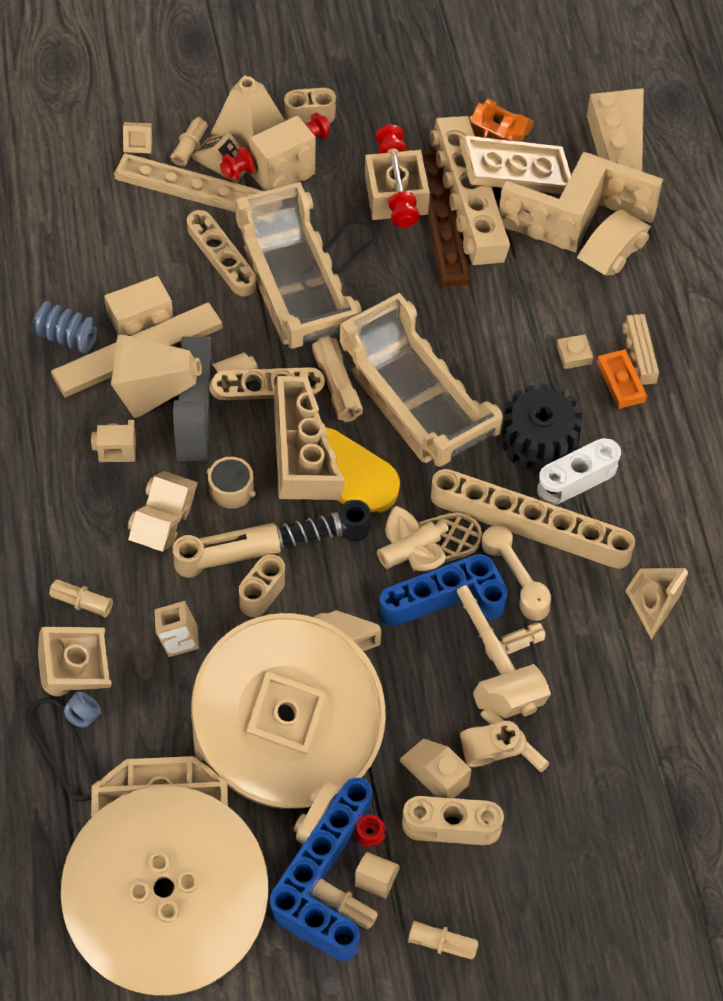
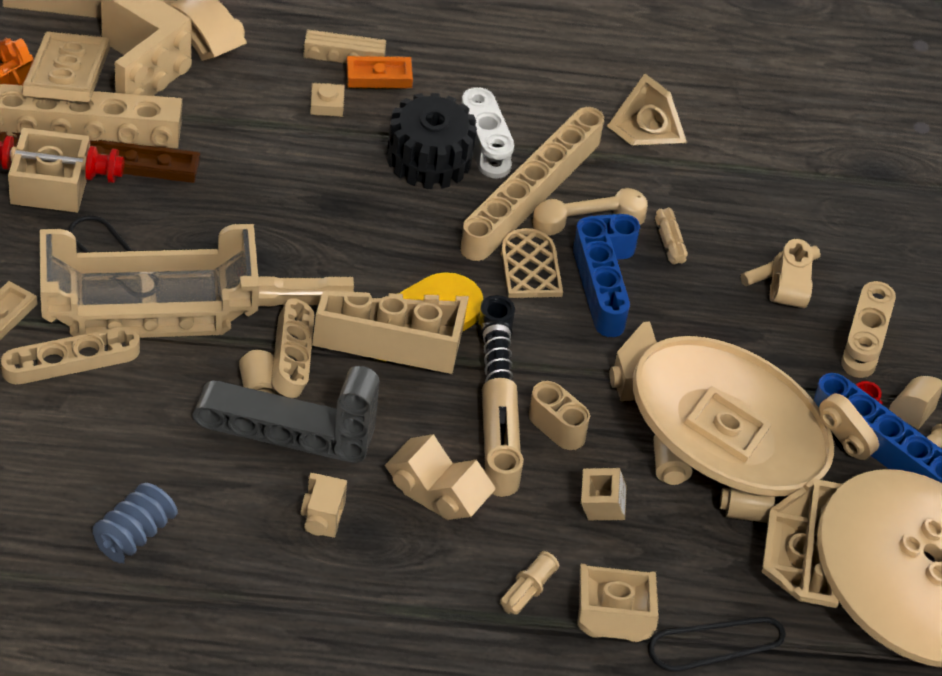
camera: 80 degrees left, 10 degrees down
(84, 707) = (678, 602): sand blue tile -> none
(99, 364) = (187, 467): tan tile -> none
(139, 306) = (130, 444): tan brick -> none
(151, 373) = (252, 437): tan slope -> none
(230, 482) = (412, 412): piece -> none
(412, 542) = (541, 277): tan plant -> none
(413, 384) = (354, 224): windscreen -> none
(437, 768) = (809, 326): tan slope -> none
(513, 689) = (730, 236): tan piece -> none

